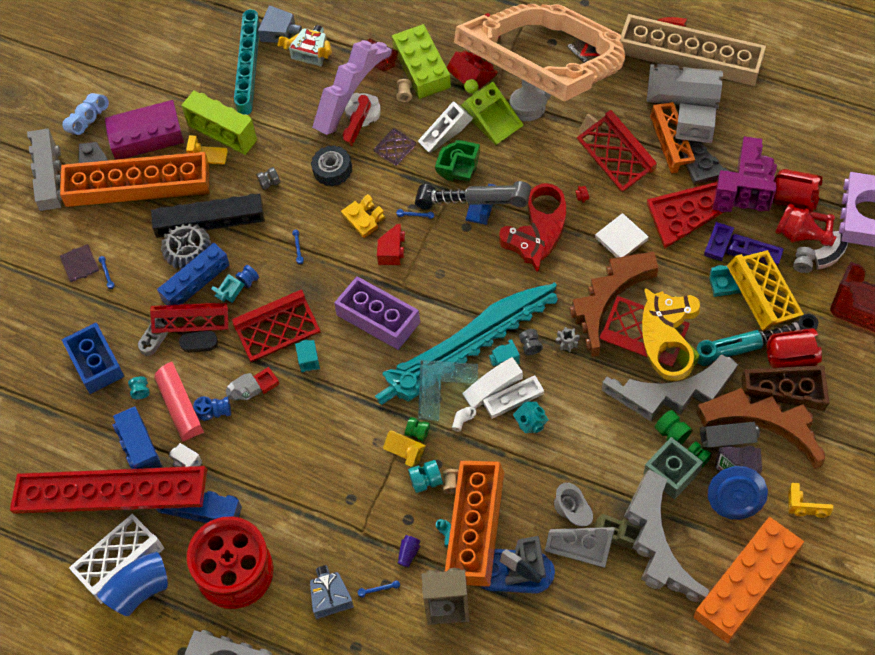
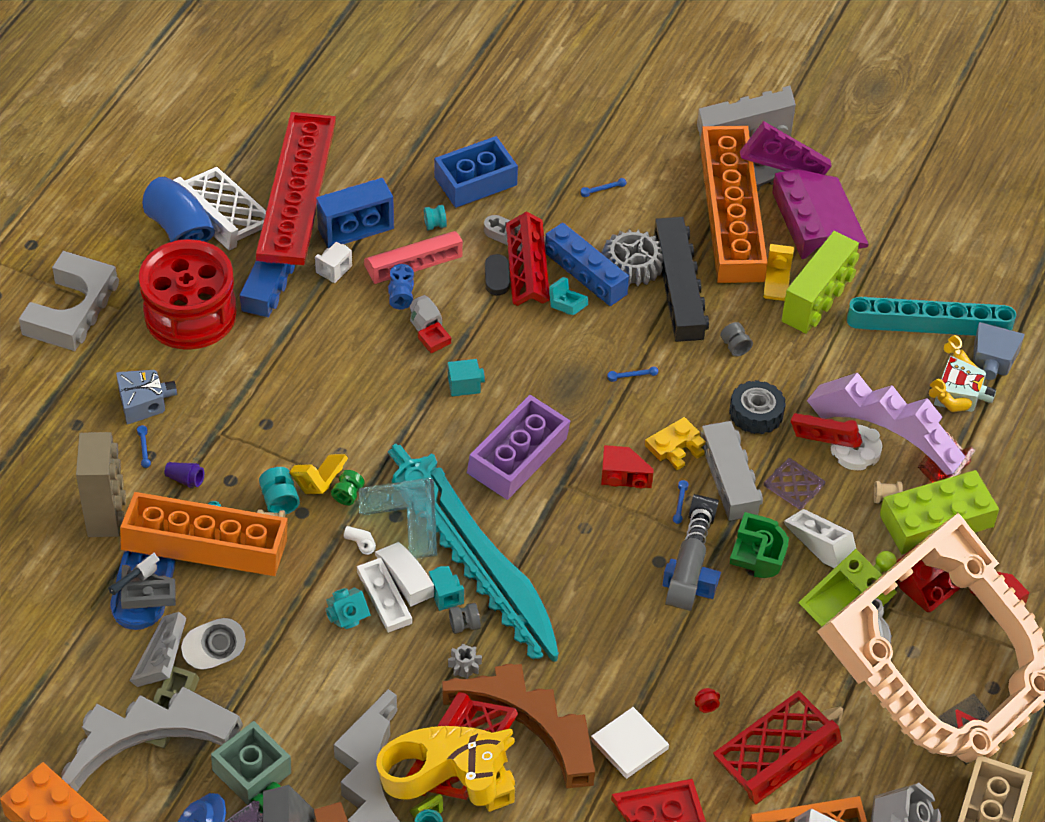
camera: 85 degrees right, 10 degrees down
(79, 263) = (618, 162): piece -> none
(91, 109) = (847, 156): light blue piece -> none
(94, 140) = (782, 152): none -> magenta wing
(247, 276) = (585, 318): blue wheel -> none
(273, 310) = (532, 344): red fence -> none
(390, 180) = (730, 470): none -> light grey brick
(541, 237) = (644, 646): red animal -> none
(671, 426) = (315, 771): green wheel -> none

